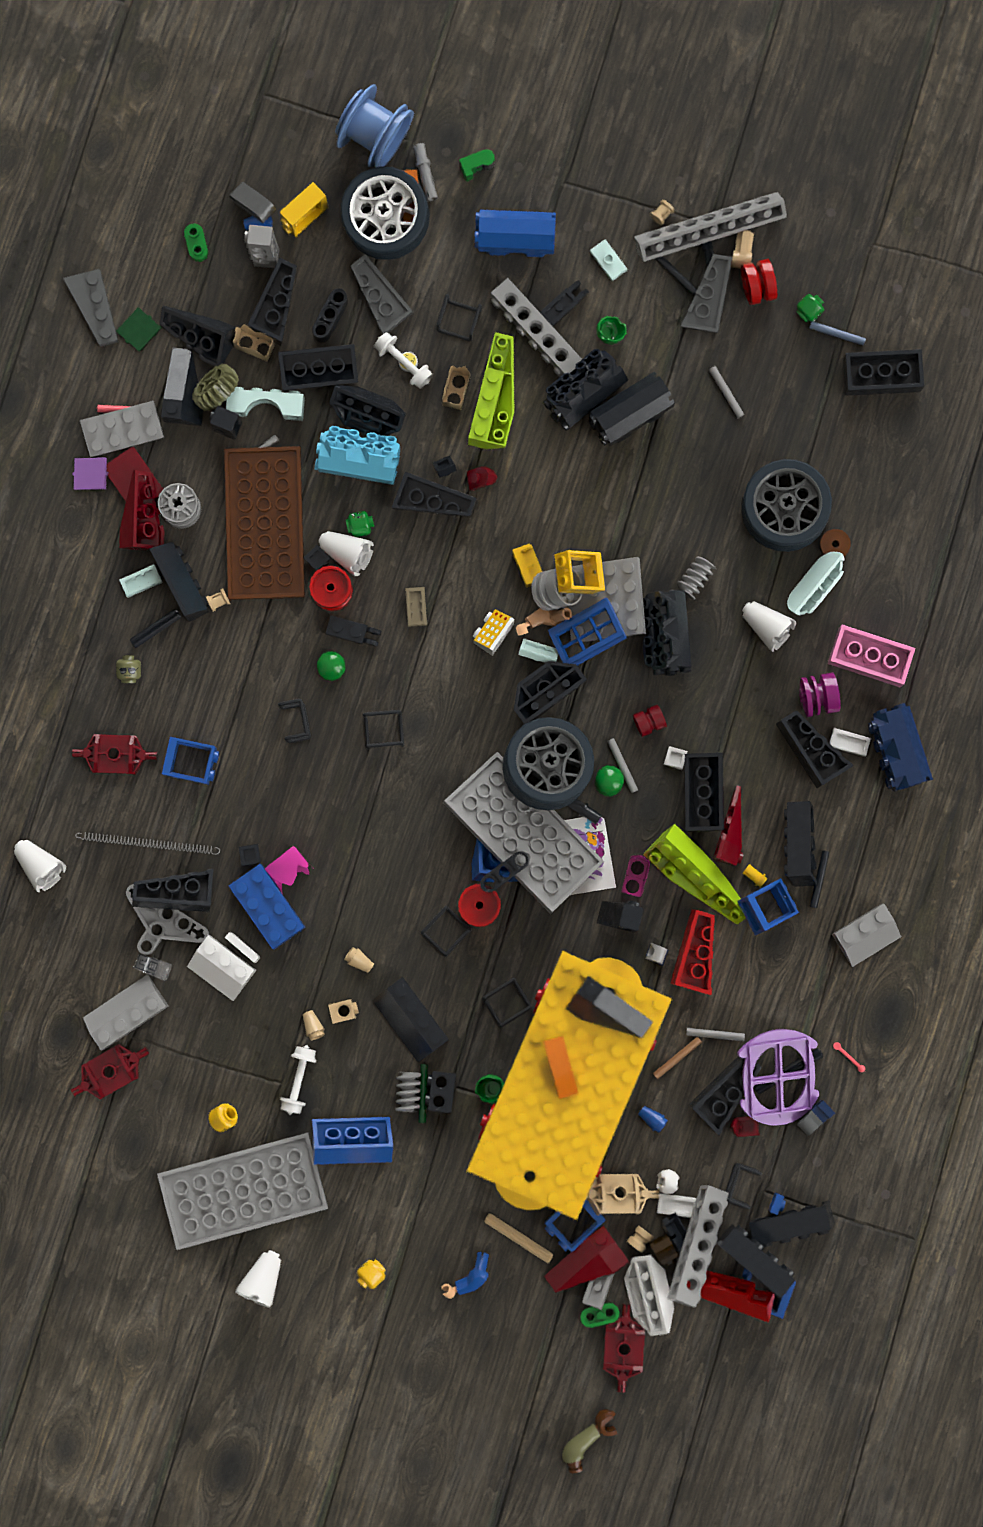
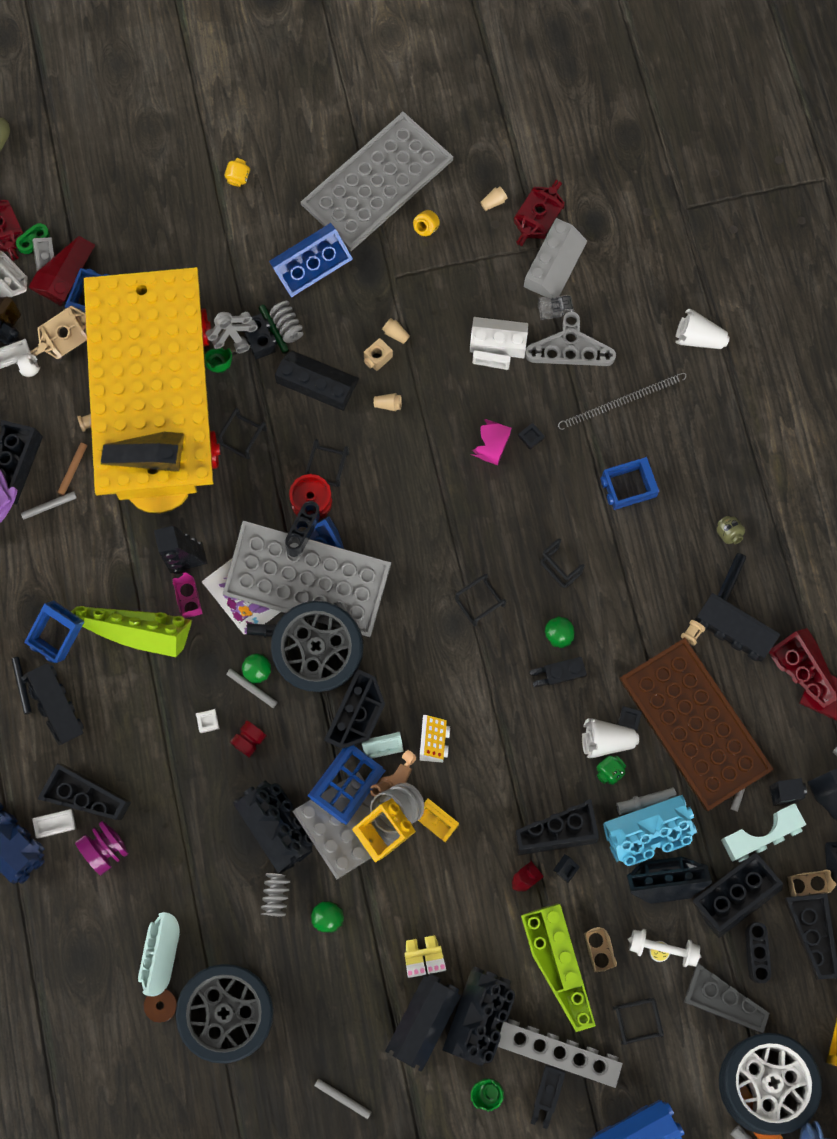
camera: 150 degrees right, 10 degrees down
(129, 759) = (686, 466): dark red plate -> none
(140, 581) = (771, 609): light aqua plate -> none
(144, 1108) = (494, 198): none -> tan cone
(175, 892) = (570, 370): black wedge -> none
(179, 516) = (775, 703): light grey wheel -> none
(215, 387) = (818, 818): olive gear -> none
(261, 1280) = (322, 121): white cone -> none
(267, 906) = (490, 400): blue brick -> none
(303, 1054) = (375, 263): white piece -> none
(325, 578) = (607, 687): red wheel -> none
(344, 483) = (645, 801): none -> light grey pin
(416, 606) = (515, 725): dark tan plate -> none
(462, 1098) = (224, 321): none -> light grey plant
(473, 1281) = (151, 209): blue arm -> none
(518, 1237) = (131, 261): tan axle -> none
(560, 1067) = (161, 383): orange slope -> none
(594, 457) = (433, 957): none -> light yellow hips
(640, 1095) = (85, 422): none -> tan bush
(640, 1239) = (28, 311): tan wheel -> none
(653, 1119) = (66, 408): blue cone -> none
(656, 954) = (134, 540): light grey leg -> none
(662, 538) = (327, 917): none -> green hair
(695, 956) = (99, 558): red wedge -> none
(704, 792) = (163, 699): black slope -> none
(730, 840) = (117, 667): dark red wedge -> none
(754, 875) = (81, 656): yellow pin -> none
(768, 624) = (185, 889): white cone -> none
(871, 656) = (71, 913): bright pink brick -> none

